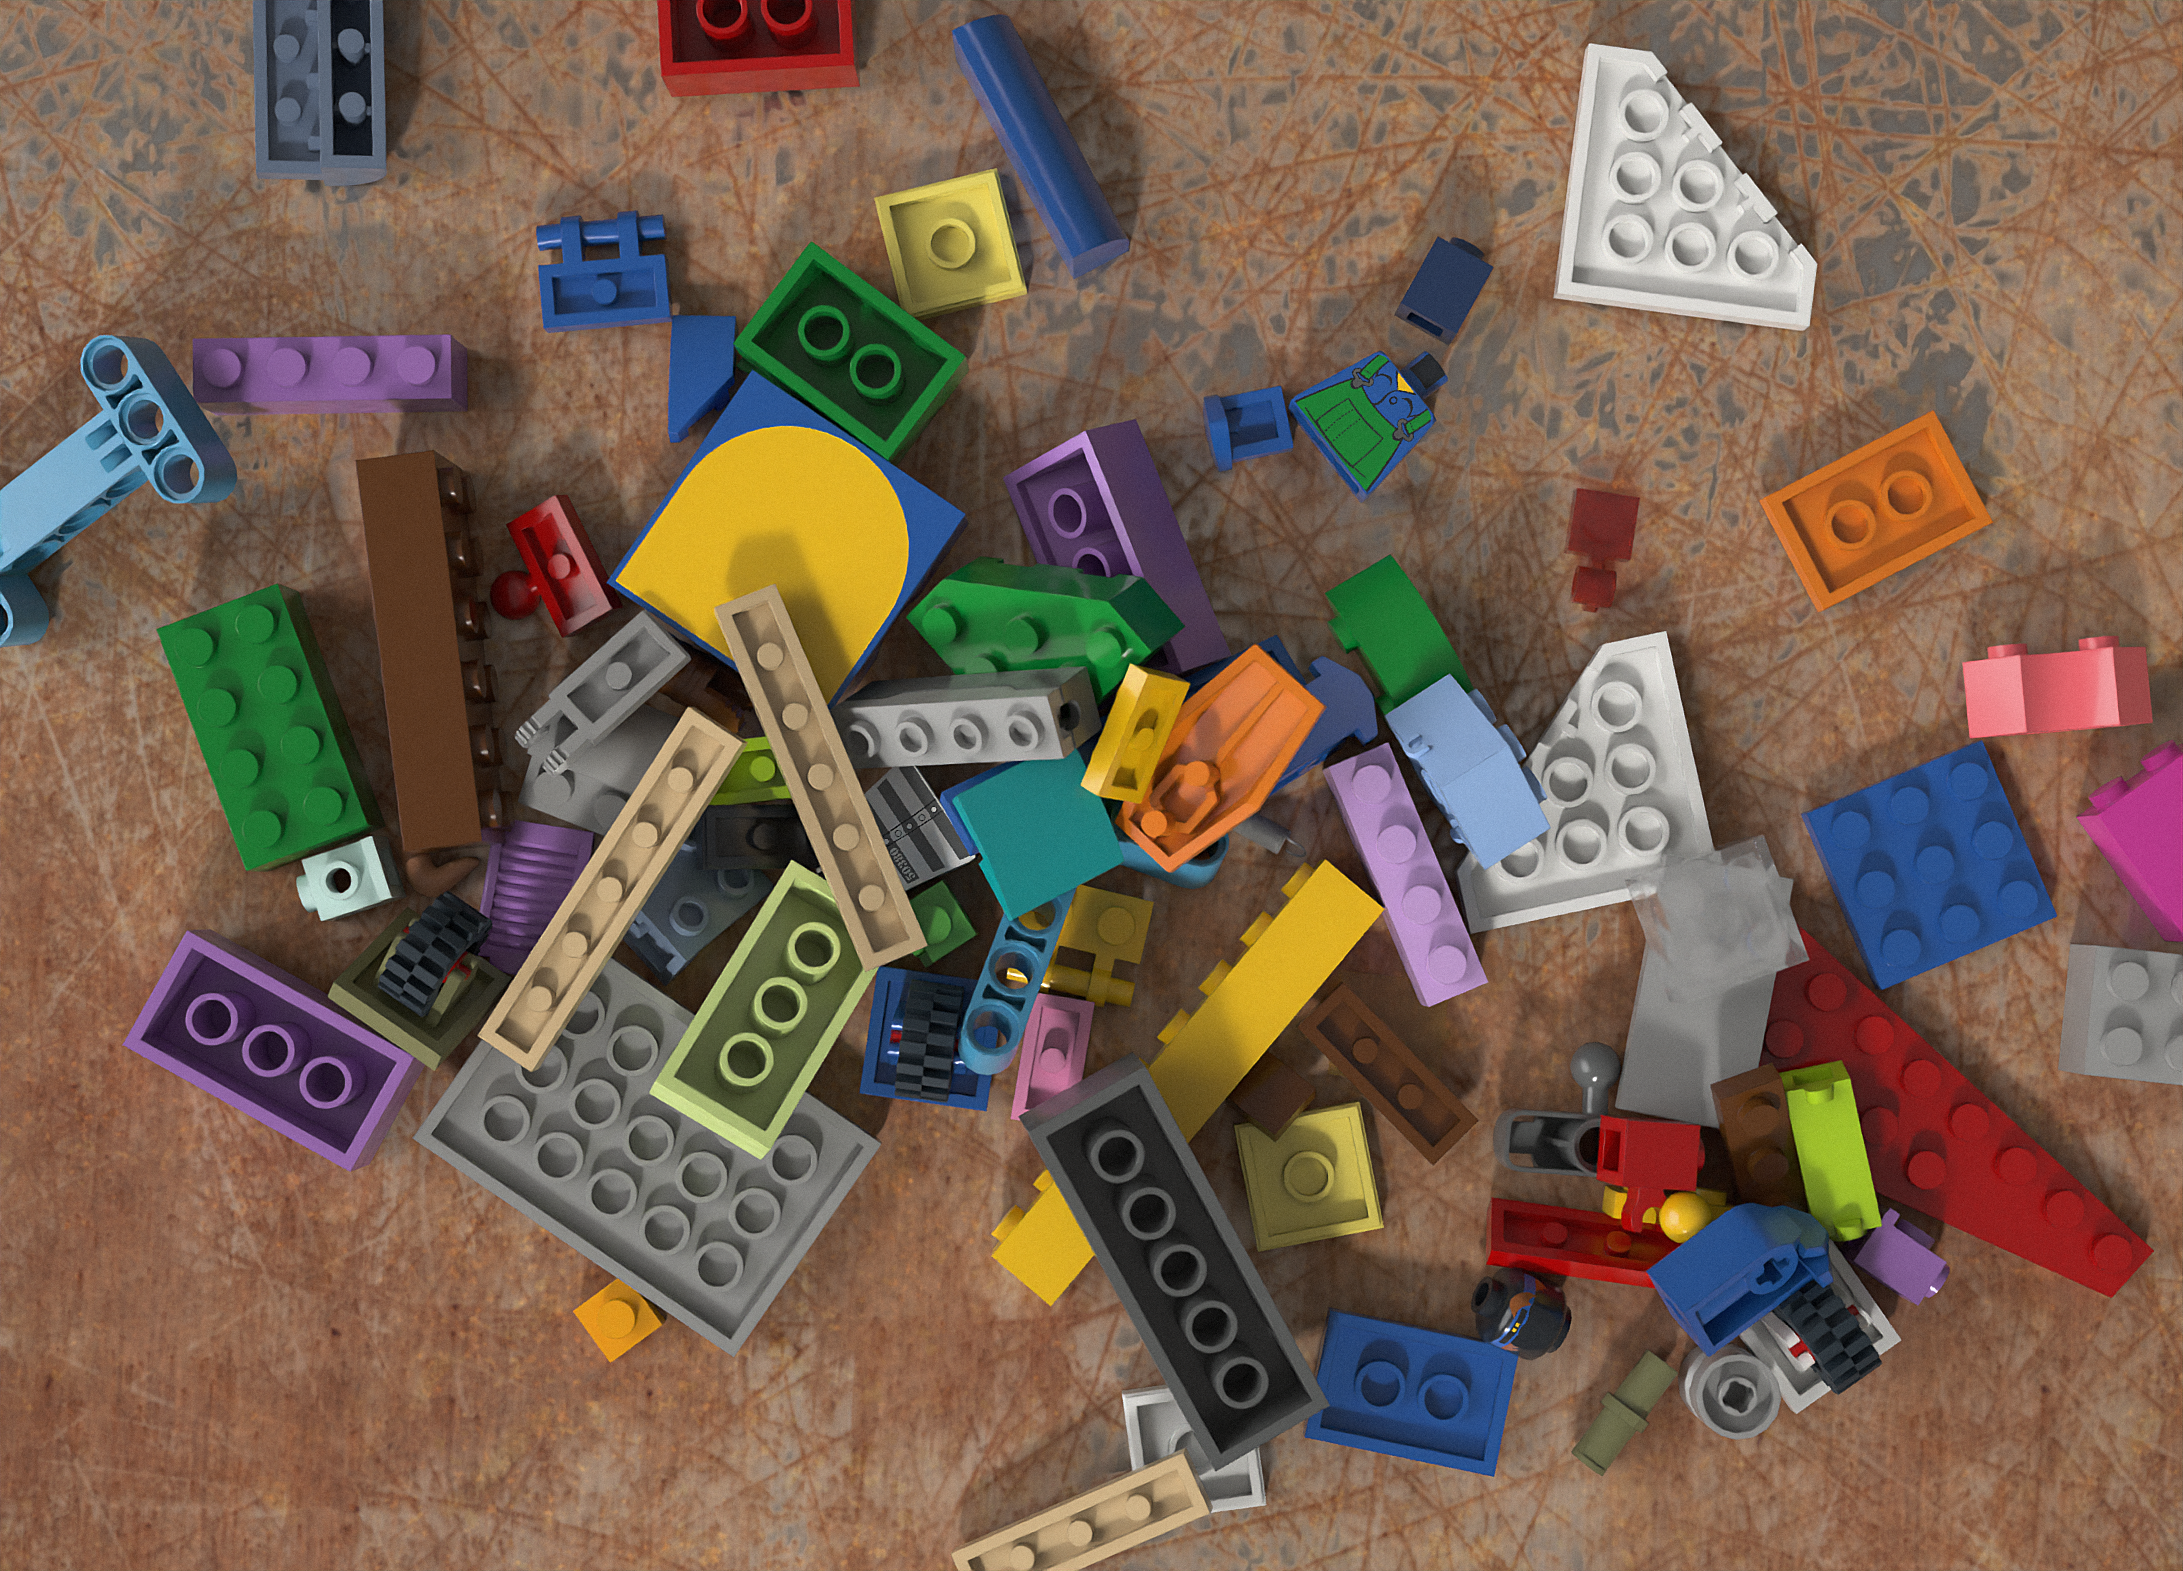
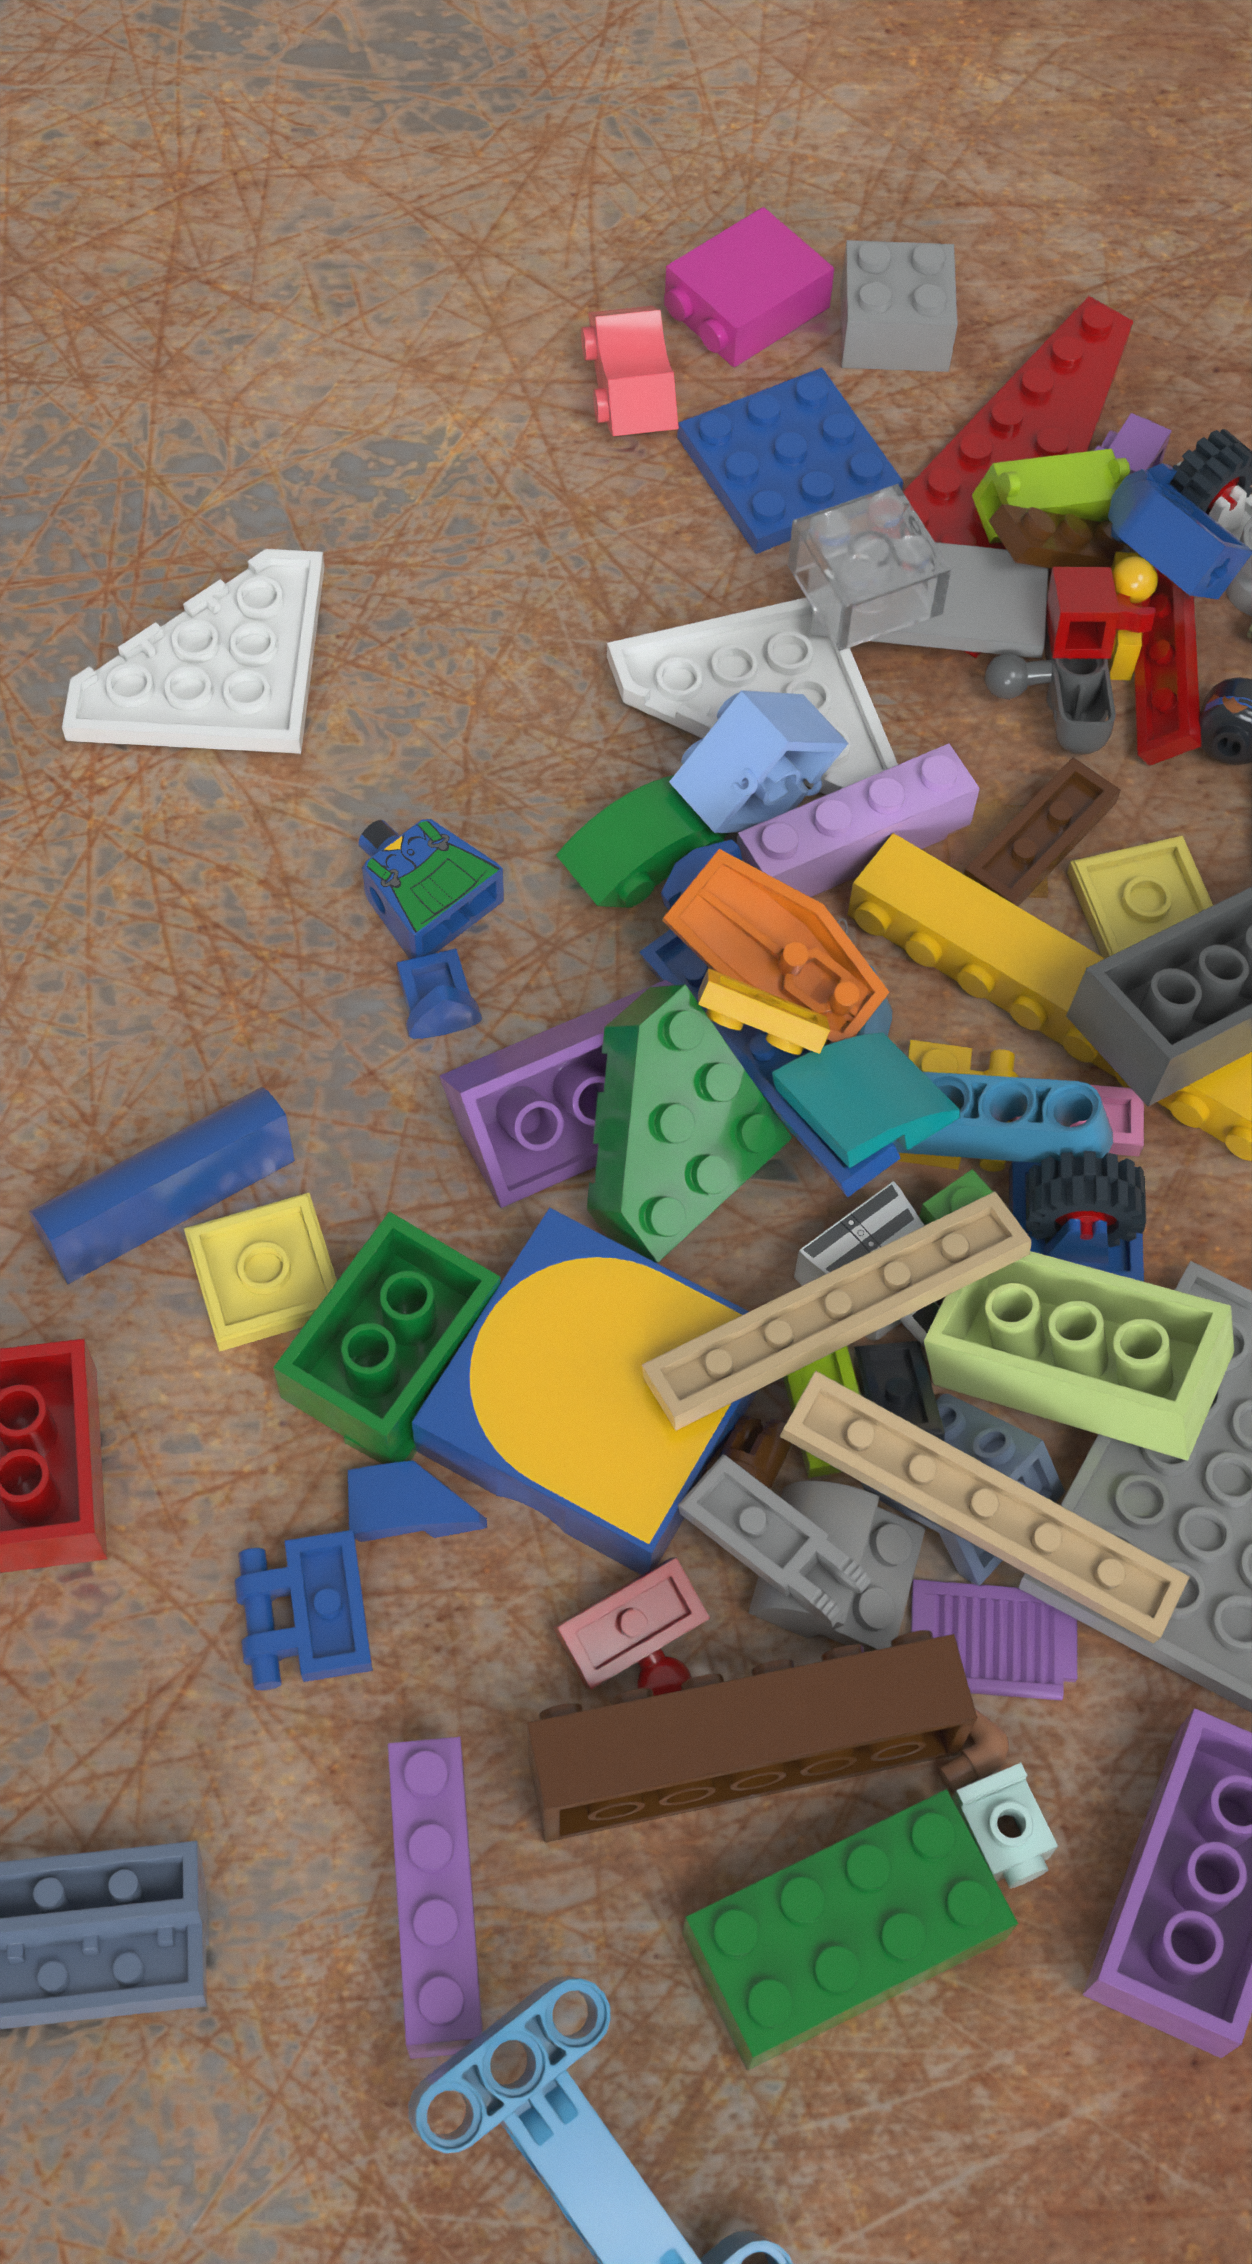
camera: 95 degrees left, 25 degrees down
(424, 979) = (1103, 1717): plate -> none
(968, 718) = (760, 1170): light grey piece -> none
(1271, 1096) = (1085, 920): reddish brown tile -> none
(1445, 288) = (298, 830): dark blue brick -> none
(1601, 529) = (516, 705): clear red plate -> none
(1875, 511) = (485, 504): orange plate -> none

